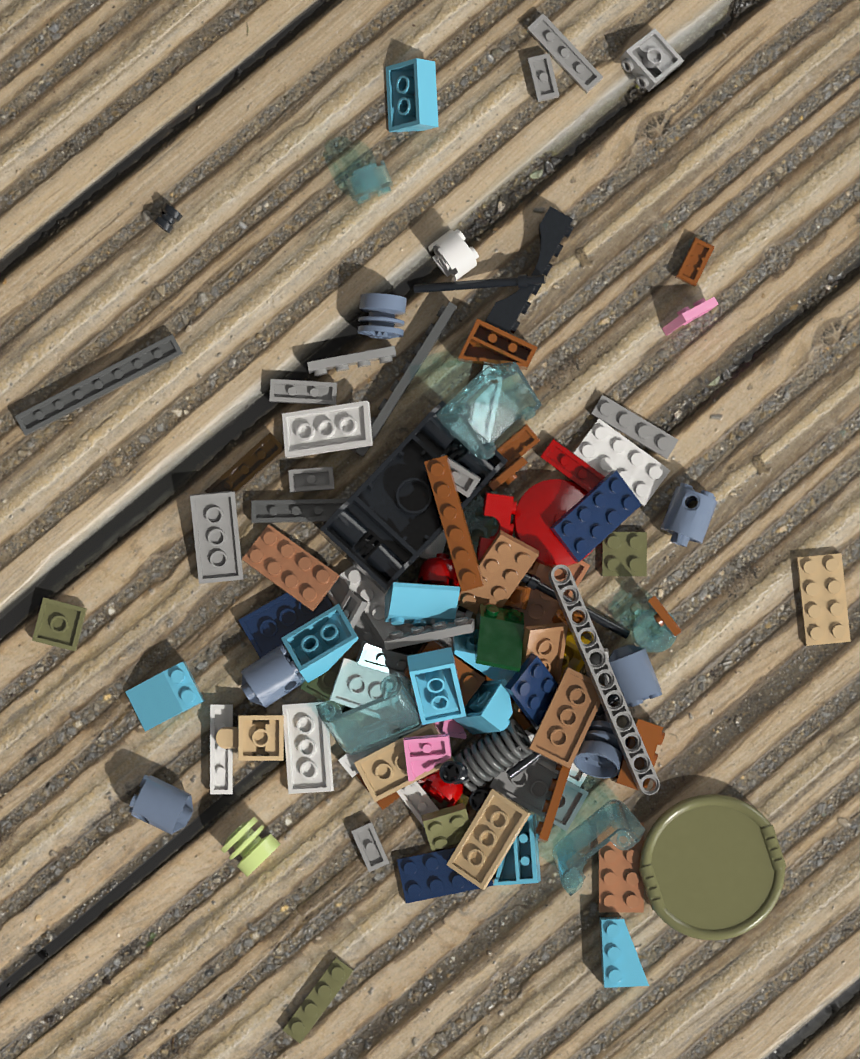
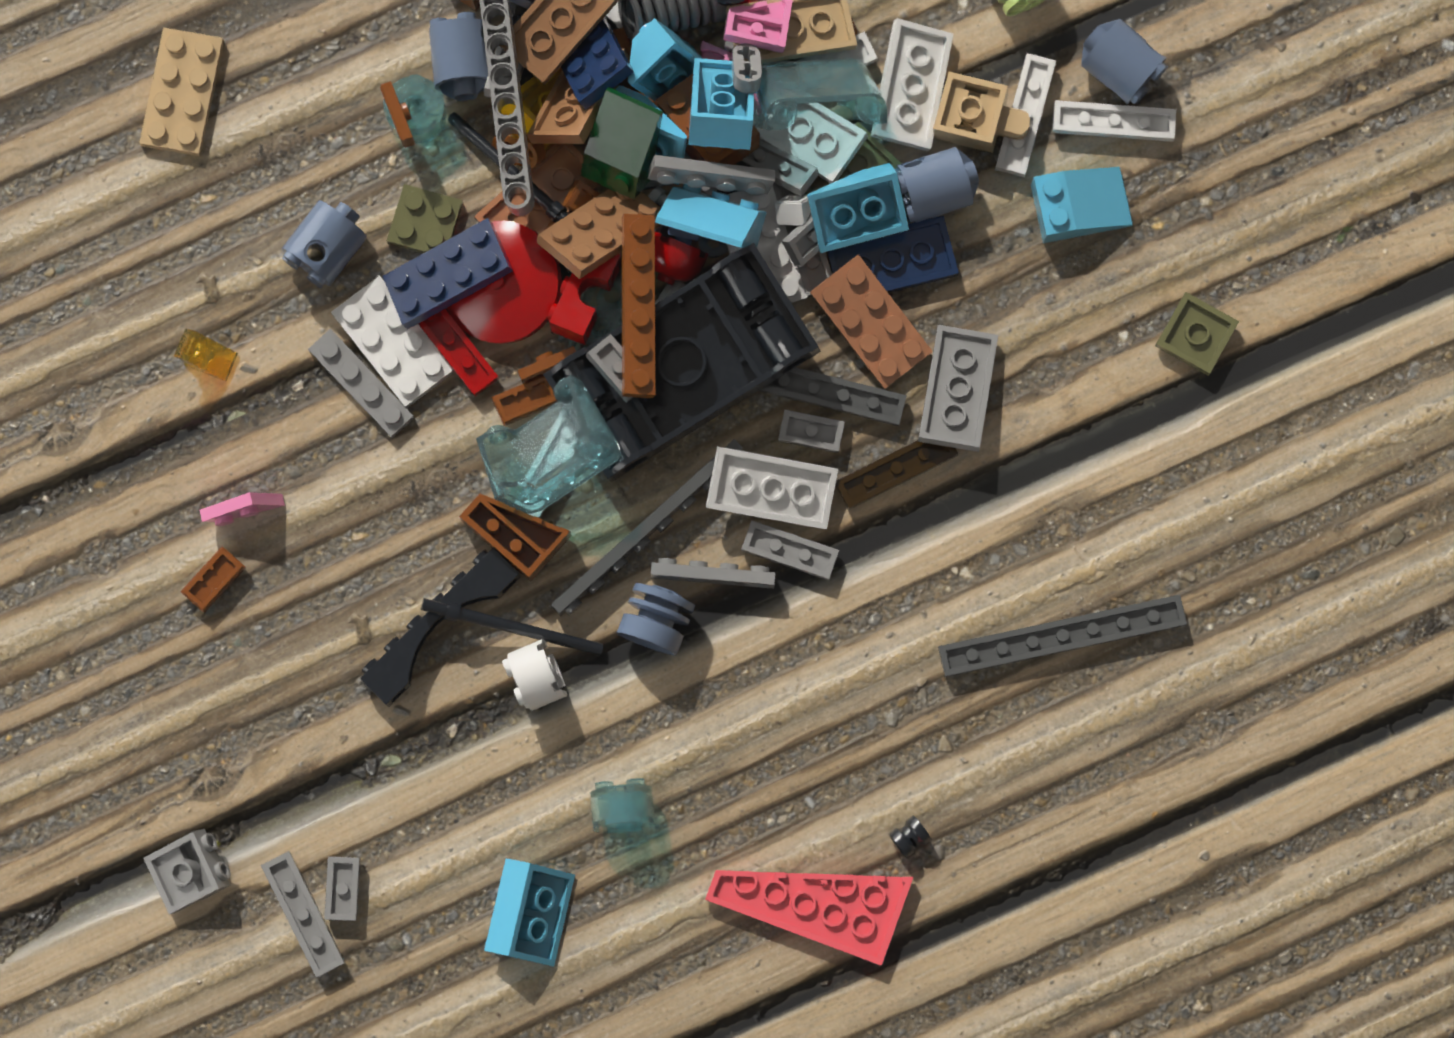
camera: 160 degrees left, 5 degrees down
(157, 762) = (1114, 121): none -> white plate
(205, 155) = (832, 909): none -> coral wing
(366, 629) = (792, 210): none -> white slope
(430, 714) = (751, 67): none -> light grey beam
(747, 414) = (205, 355): none -> clear yellow slope

